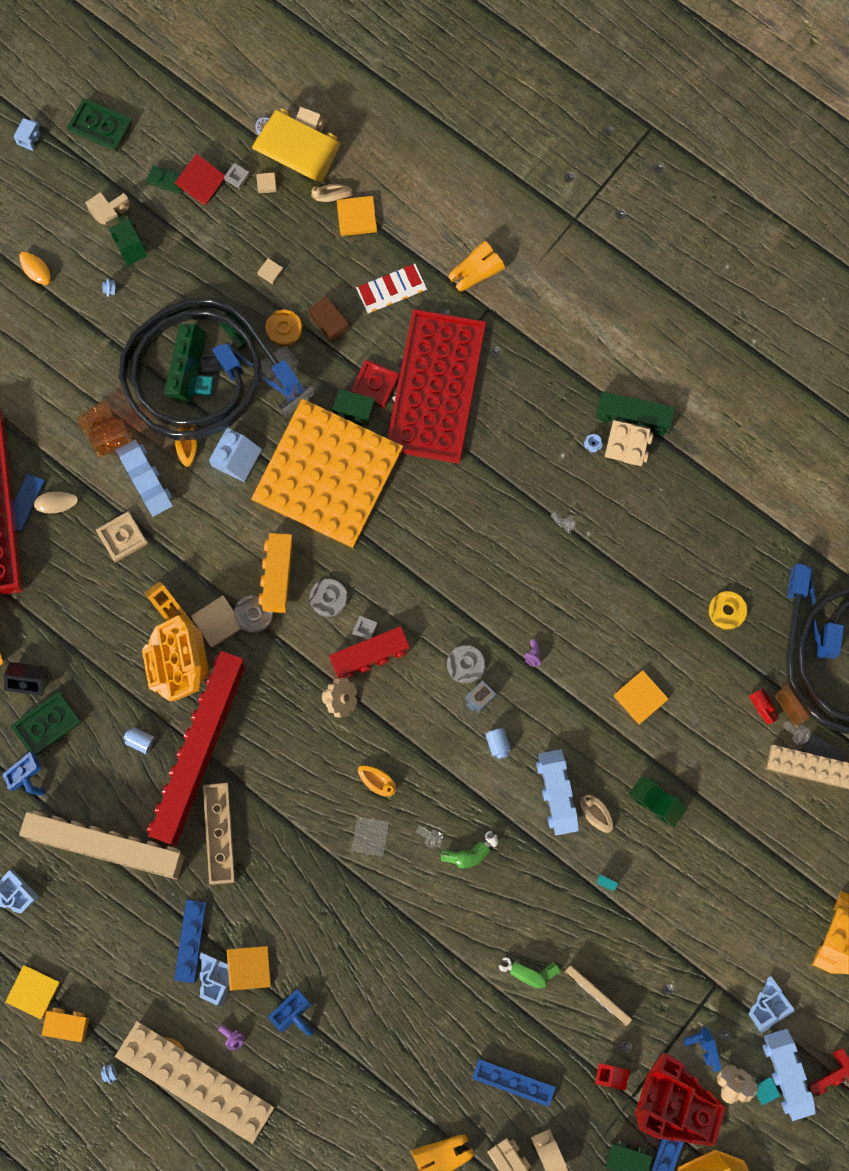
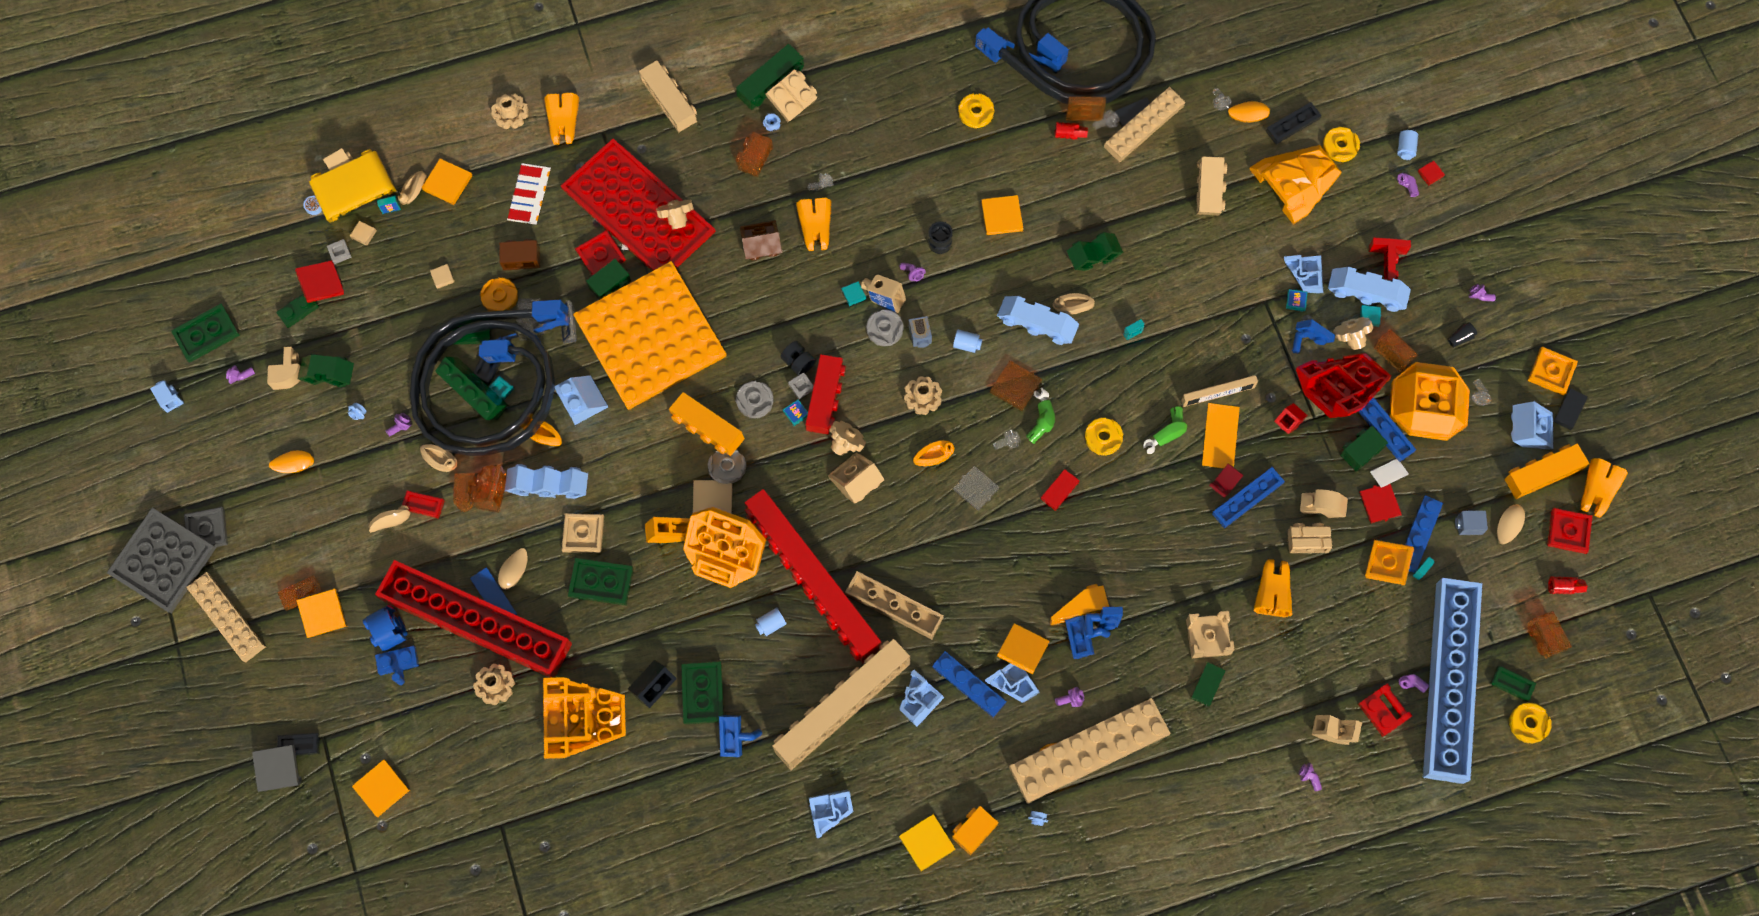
camera: 55 degrees left, 5 degrees down
(35, 377) = (389, 519): none -> tan arm
(65, 393) = (423, 504): none -> red tile
(78, 171) = (234, 374): none -> medium lavender plate
(88, 579) = (600, 581): none -> dark green plate
(110, 379) = (438, 458): none -> tan arm
(124, 328) = (402, 422): none -> medium lavender plate
(151, 907) = (919, 699): none -> light blue slope
(303, 185) = (388, 204): none -> tile
(311, 728) = (856, 477): none -> tan slope
(318, 1026) = (1107, 618): none -> blue plate
(318, 1150) = (1208, 684): none -> dark green tile
(323, 998) = (1088, 601): none -> light orange slope
(338, 639) = (795, 412): none -> tile
(362, 1124) = (1209, 635): none -> tan panel
(386, 616) = (796, 356): none -> black wheel
(414, 910) = (1060, 490): none -> red tile
(423, 727) = (923, 395): none -> tan plant
(447, 419) = (675, 212): none -> tan plant
(453, 221) = (510, 111): none -> tan plant
(475, 506) = (761, 240): none -> reddish brown slope
(479, 617) = (853, 293): none -> teal tile
(486, 811) = (1016, 385): none -> clear orange tile
(489, 906) = (1099, 446): none -> yellow tile
(495, 643) = (885, 292): none -> tan torso
(514, 1053) = (1226, 480): none -> dark red bracket
(522, 541) = (815, 221): none -> light orange piece
(552, 448) = (754, 154): none -> clear orange brick
(556, 340) = (668, 96): none -> tan brick
(558, 1022) = (1220, 435): none -> light orange sticker
(579, 657) = (940, 237): none -> black wheel
(736, 1013) = (1296, 300): none -> tile
(744, 1135) = (1395, 350): none -> clear orange brick
(793, 867) = (1211, 185): none -> tan wedge

